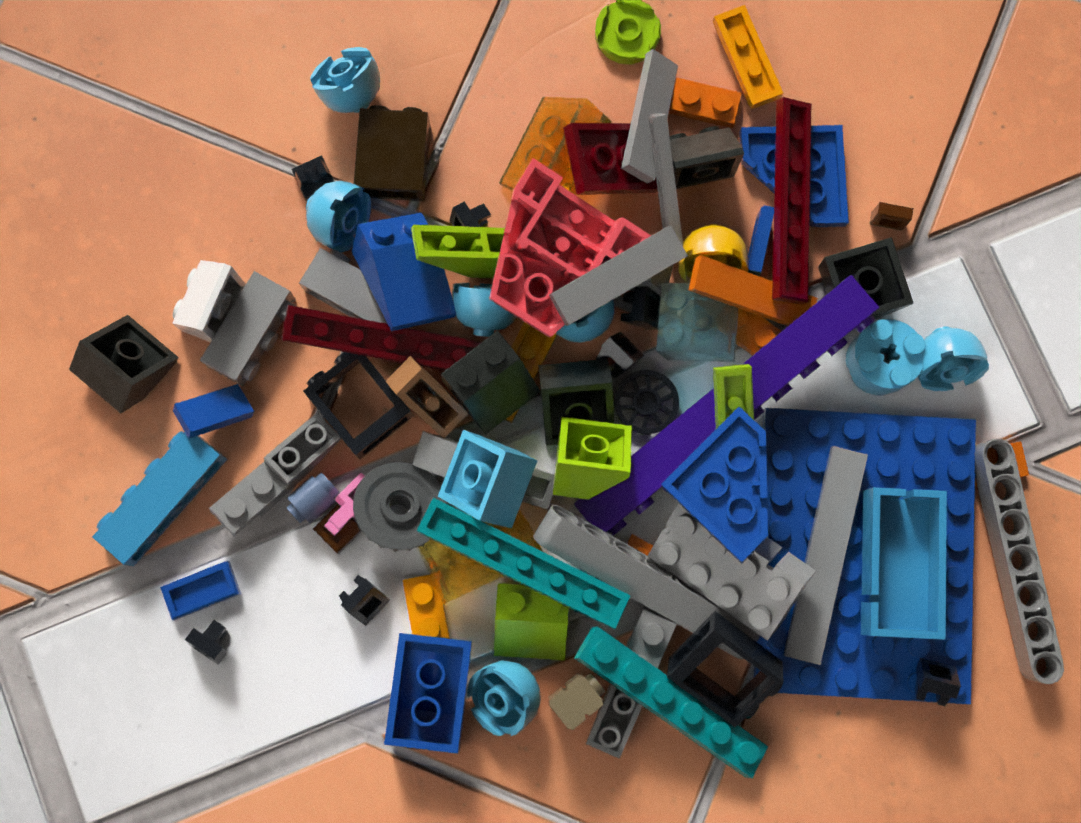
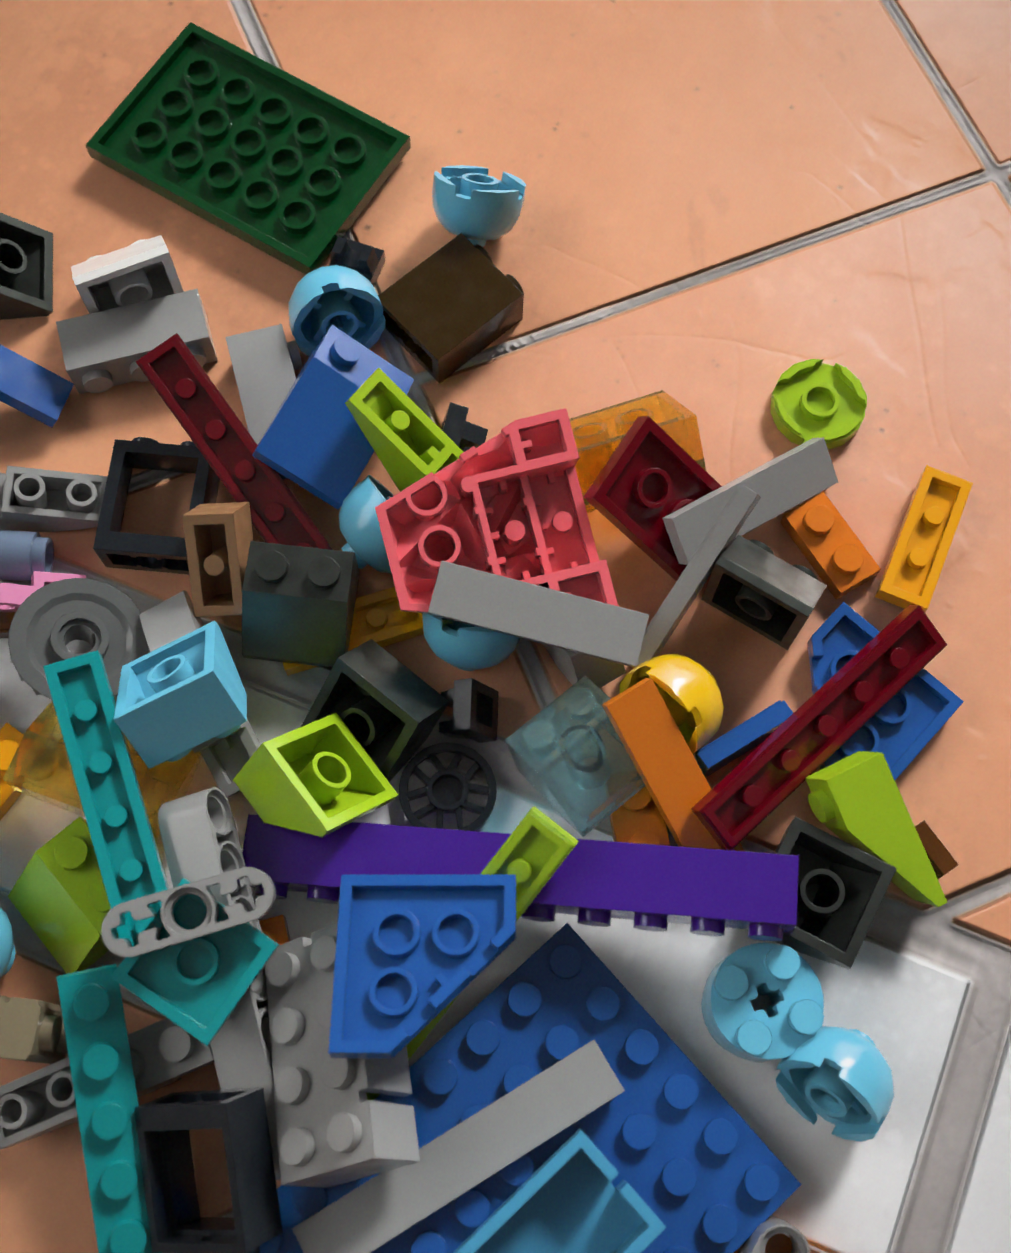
camera: 45 degrees right, 10 degrees down
(182, 164) = (249, 148): none -> dark green plate
(608, 596) = (142, 909): none -> light grey beam
(633, 587) = (200, 978): none -> teal plate
(644, 308) = (542, 684): black tile -> none
(850, 222) = (867, 811): none -> lime slope

